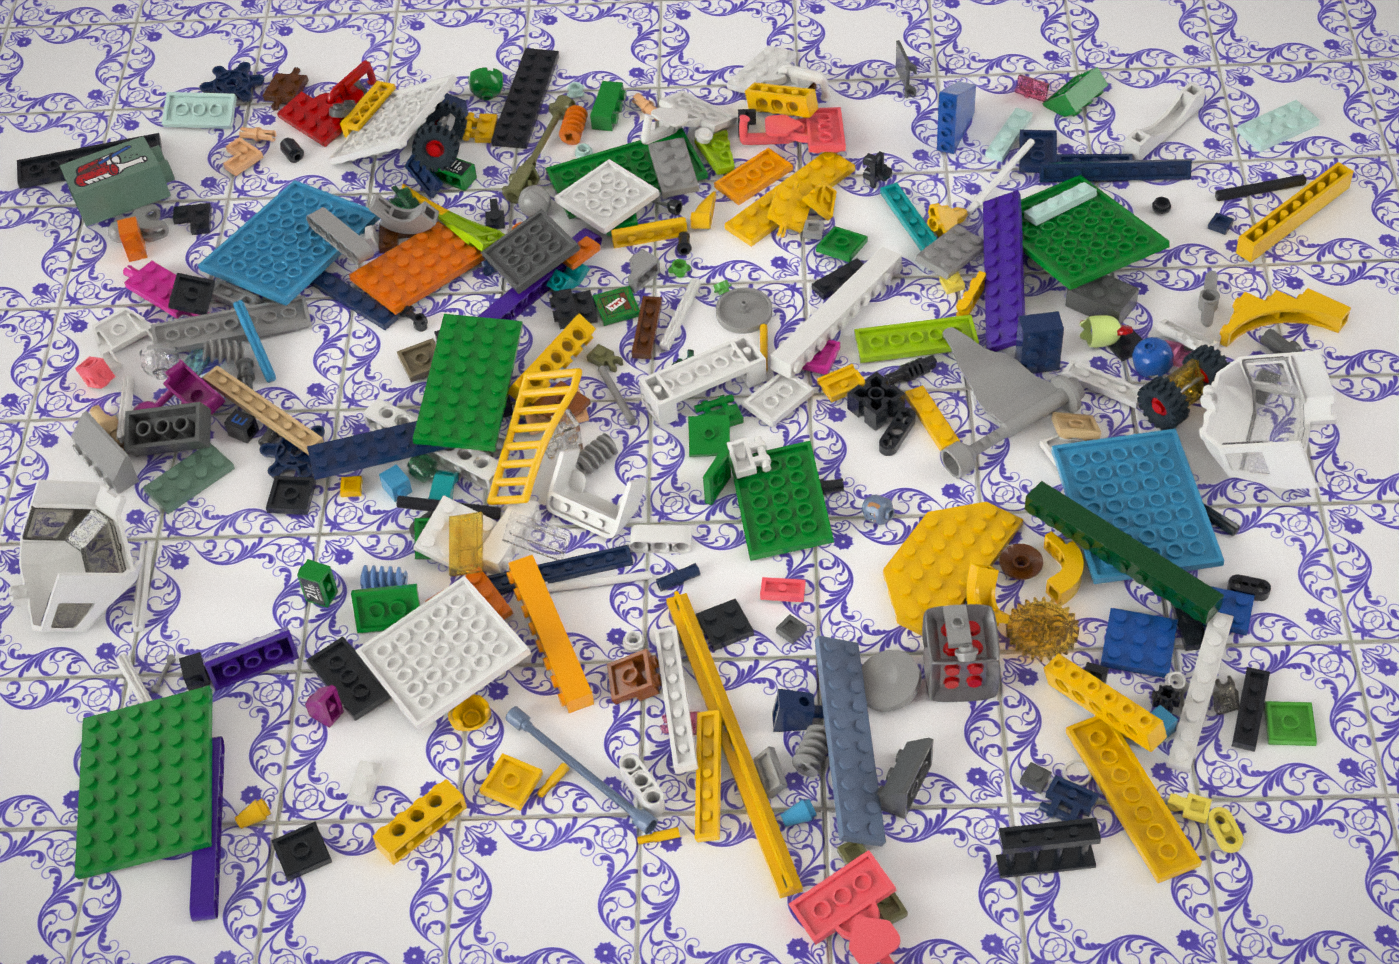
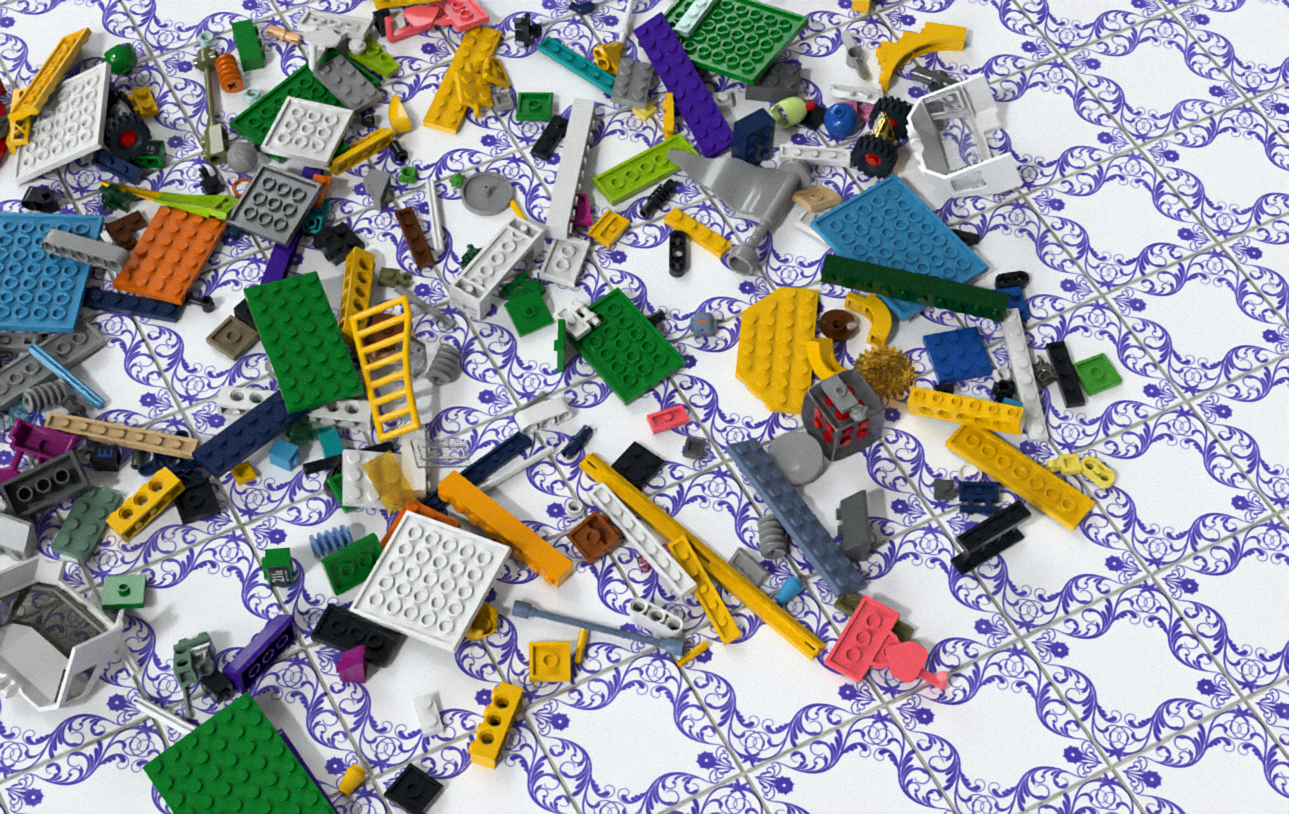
camera: 35 degrees left, 5 degrees up
(175, 552) = (124, 592): none -> plate
(186, 635) = (188, 654): none -> sand green hips
(242, 479) = (143, 514): none -> yellow brick
(339, 183) = (40, 200): none -> black piece
(404, 220) = (135, 215): light grey arch -> none
(412, 77) = (49, 75): none -> yellow plate
(525, 98) = (163, 61): black plate -> none
(572, 503) = (466, 414): white windscreen -> none
(616, 305) = (374, 227): green tile -> none
(674, 518) = (541, 394): none -> light grey hinge
(753, 176) = (419, 69): light orange tile -> none
(794, 711) = (739, 512): dark blue torso -> none
(875, 401) = (648, 234): black brick -> none
(950, 168) = (582, 9): none -> dark blue arm
(1039, 299) = (723, 100): none -> white plate
(1189, 629) = (987, 329): black plate -> none

